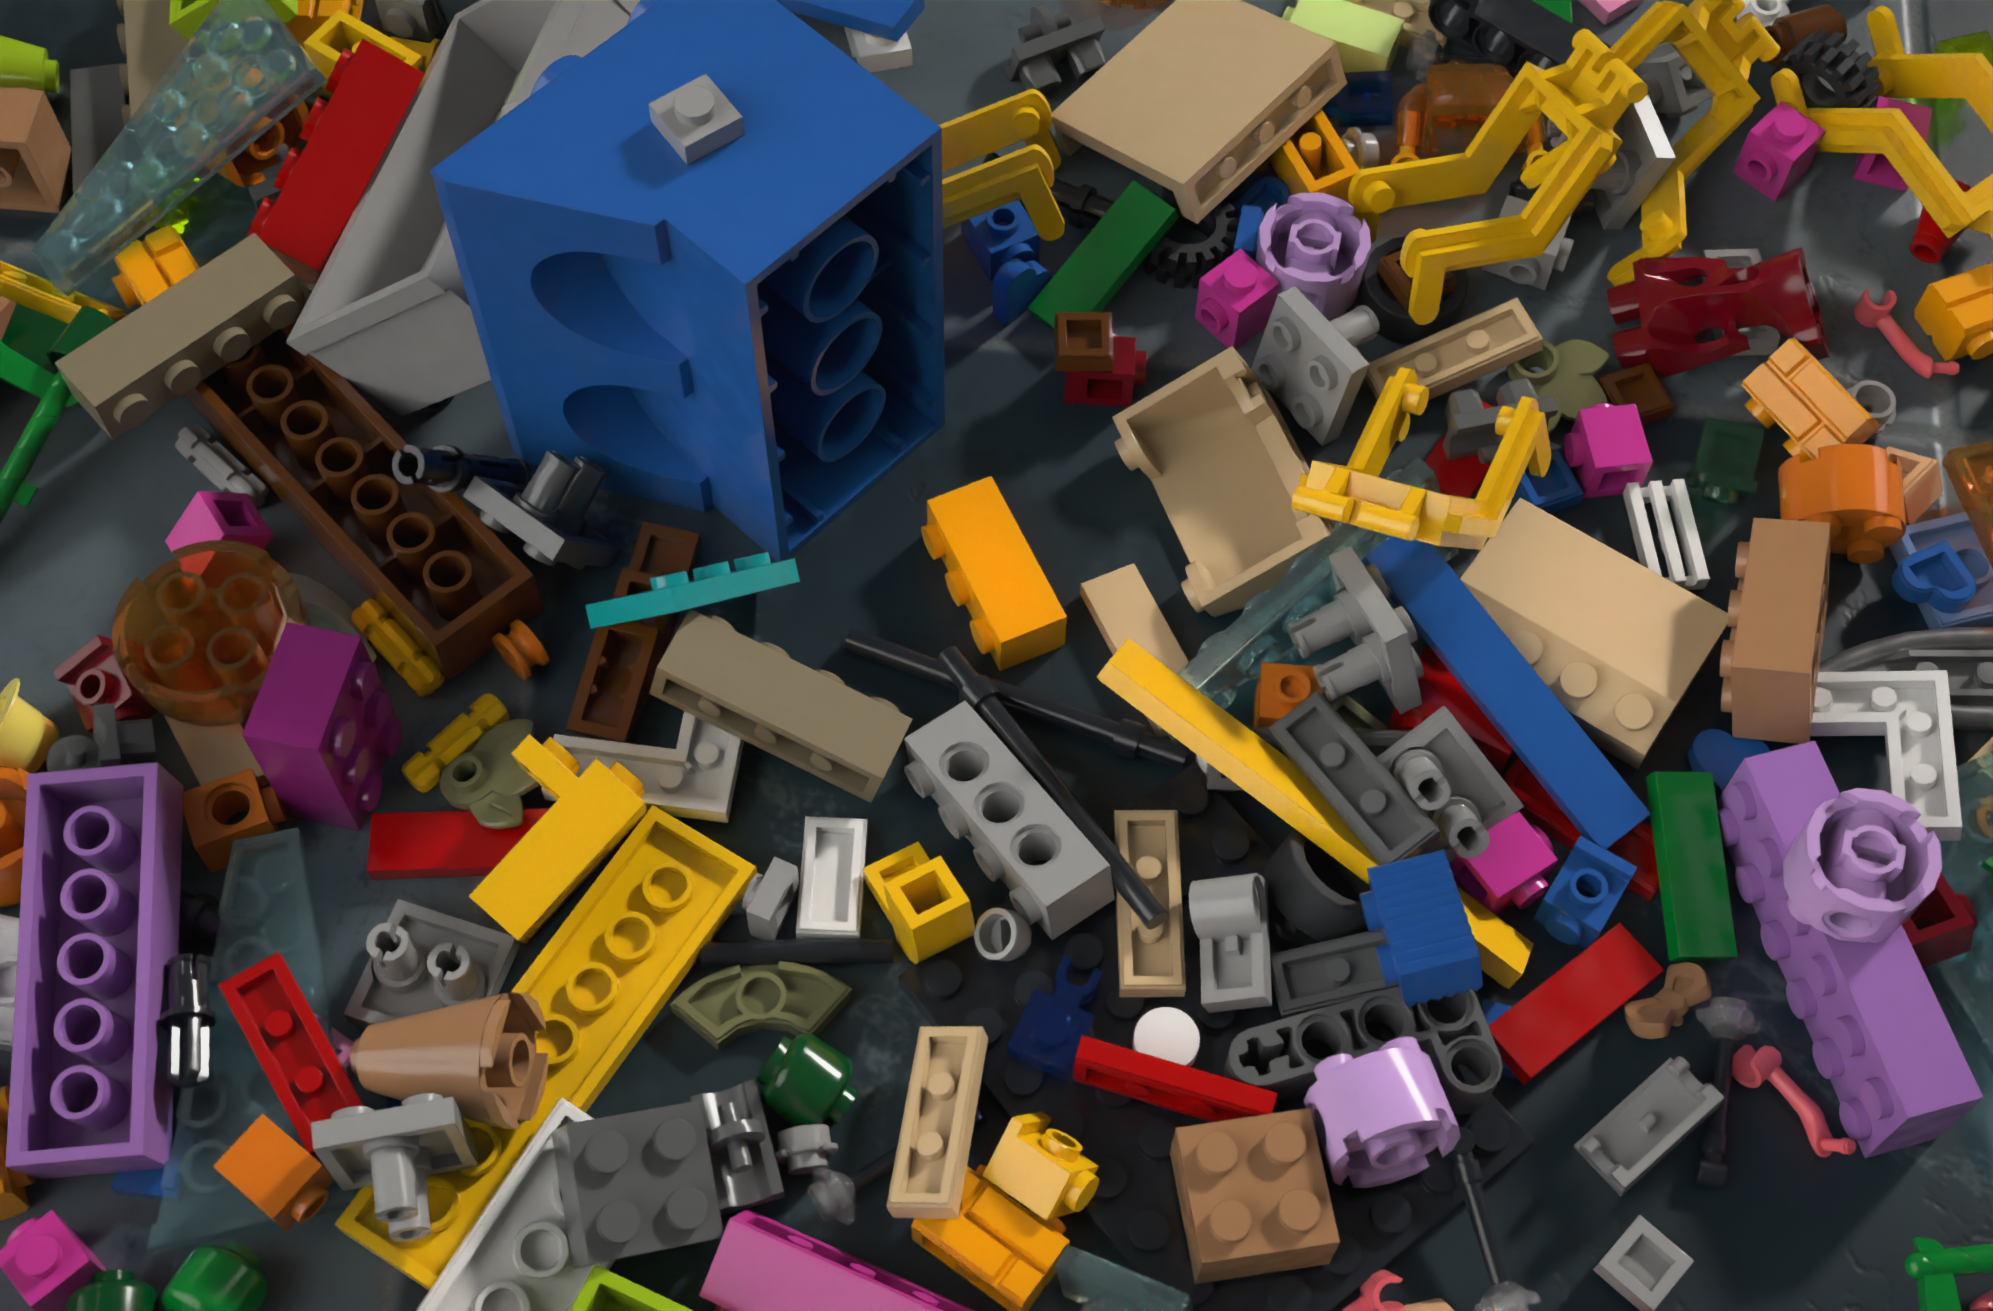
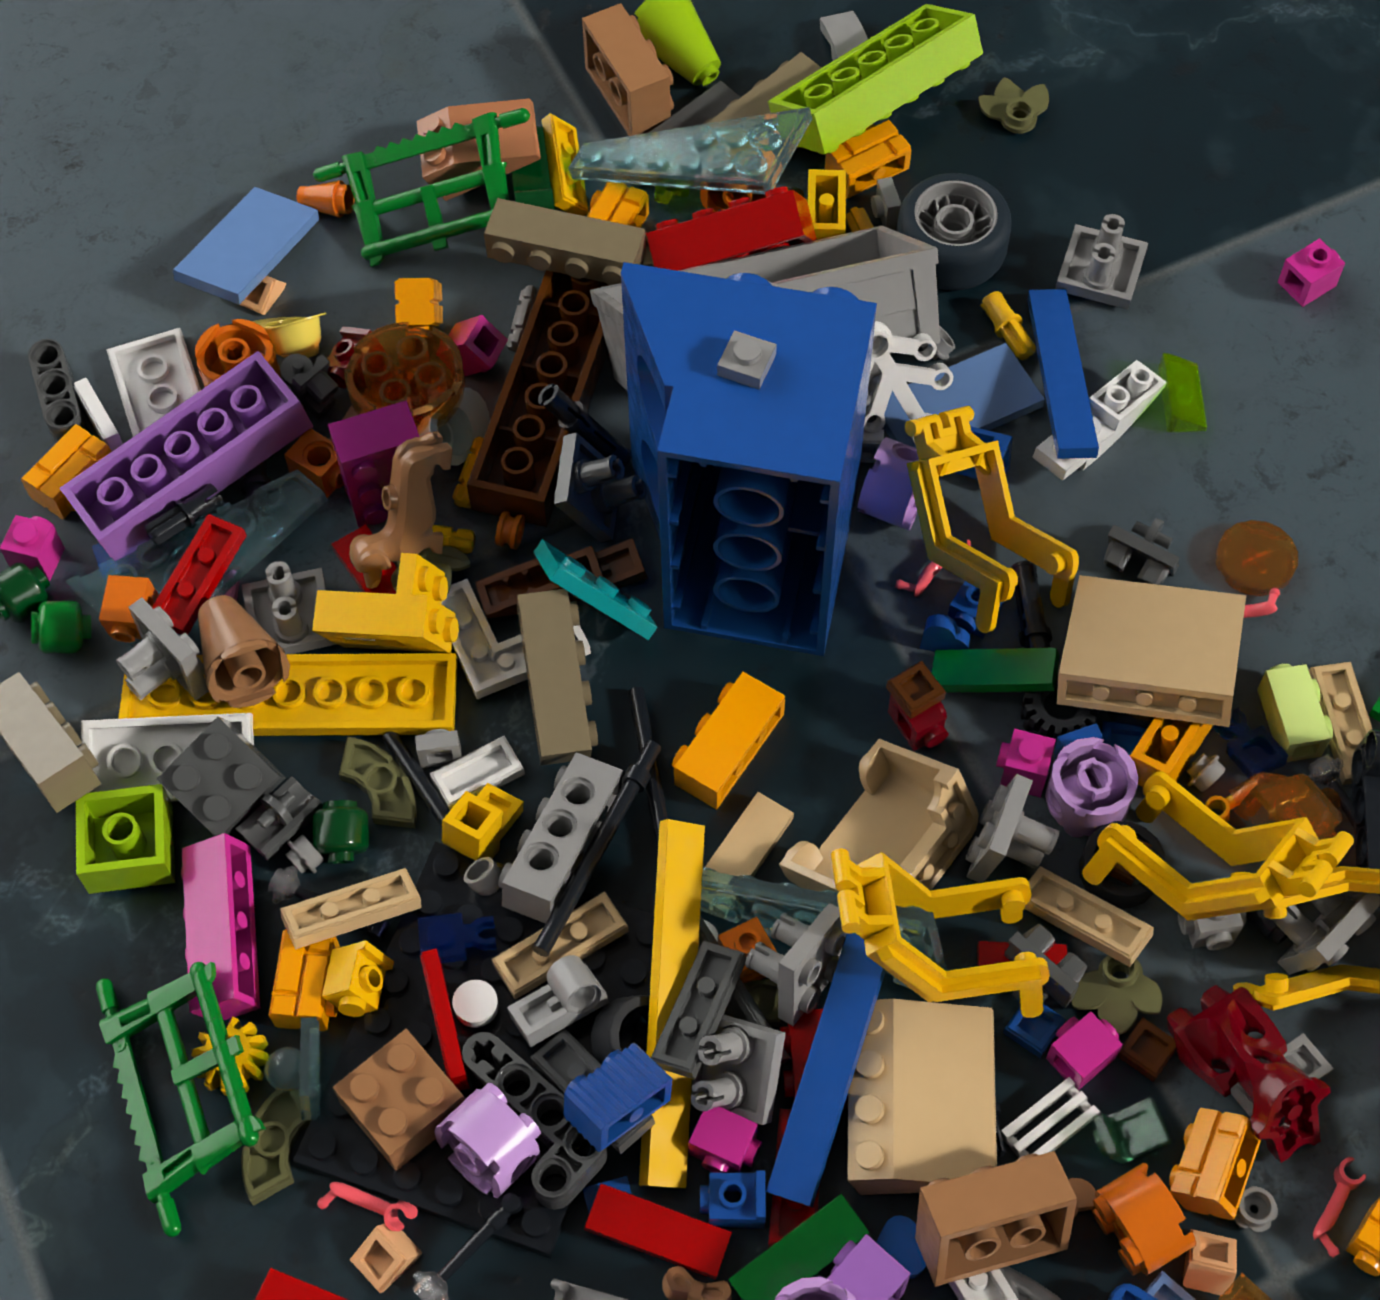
camera: 60 degrees right, 0 degrees up
(105, 557) = (419, 302): none -> light orange brick
(428, 726) = (409, 509): none -> medium nougat animal

